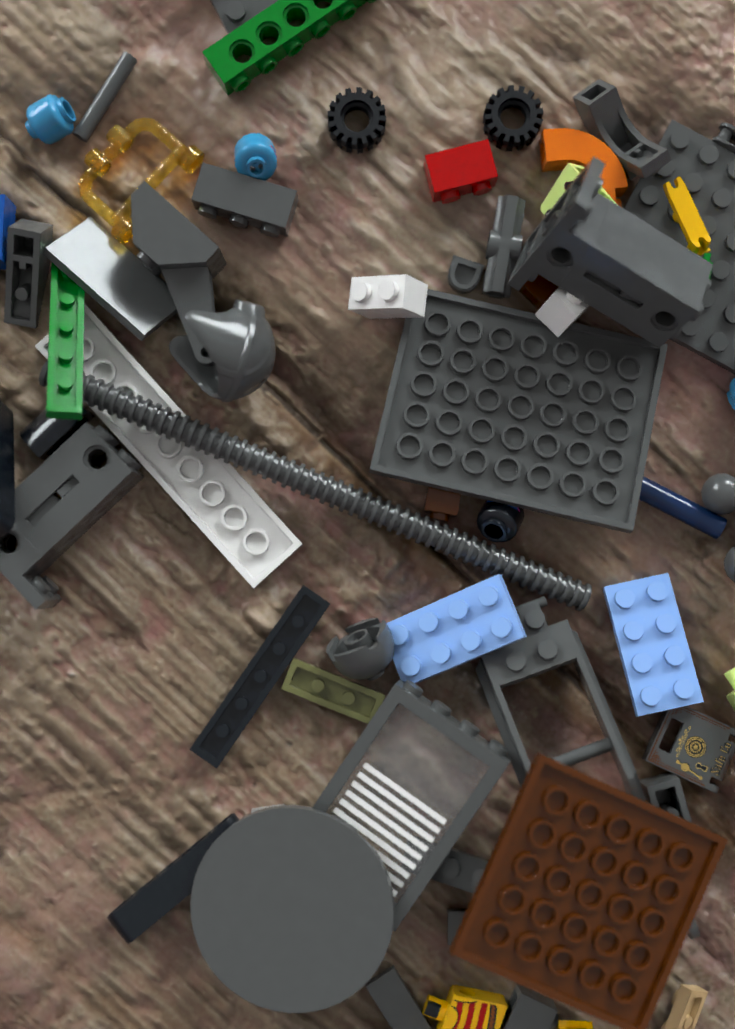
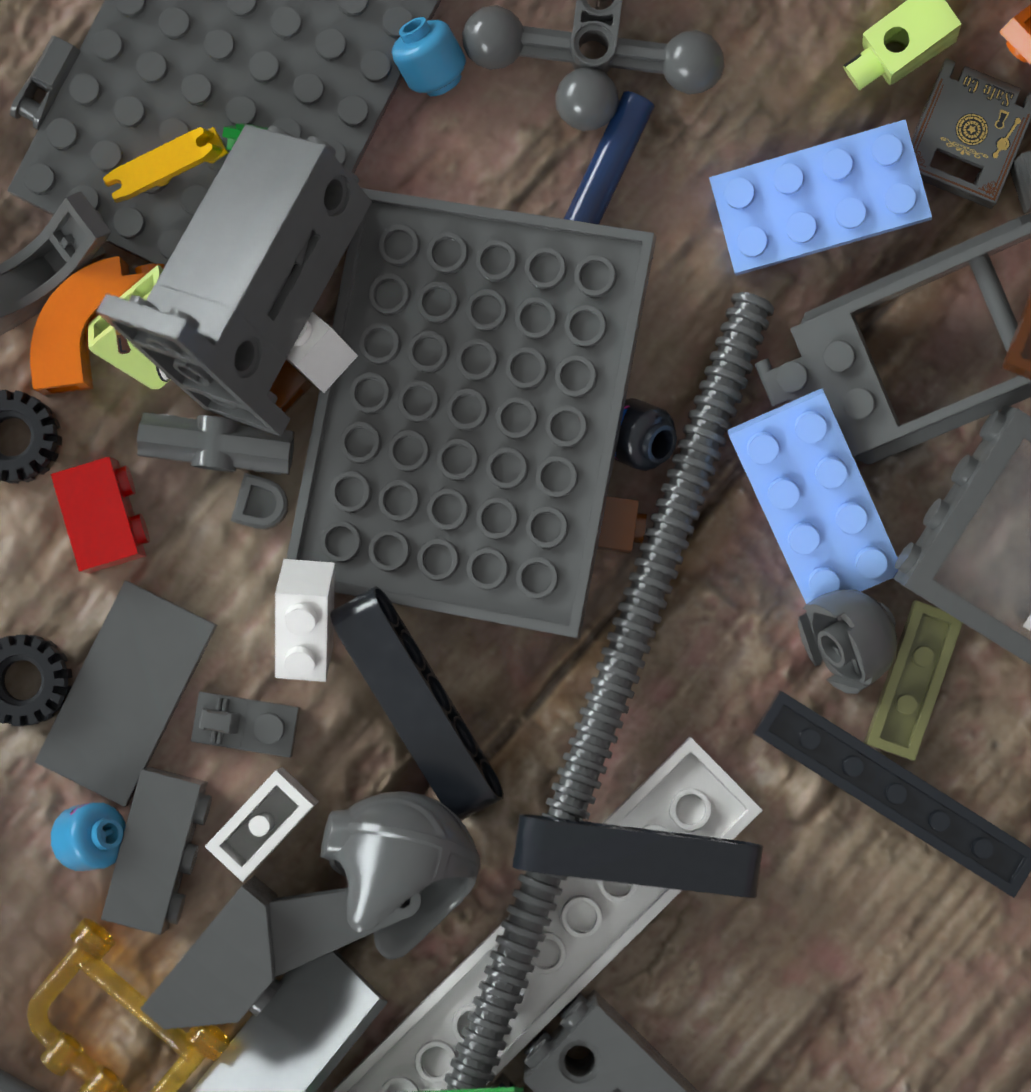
camera: 90 degrees left, 0 degrees up
(227, 502) = (637, 856): none -> black beam
(258, 266) = (261, 824): none -> white brick
(322, 261) = (245, 724): none -> dark grey hinge
(331, 367) = (416, 703): none -> black beam
(346, 186) = (125, 693): none -> dark grey tile

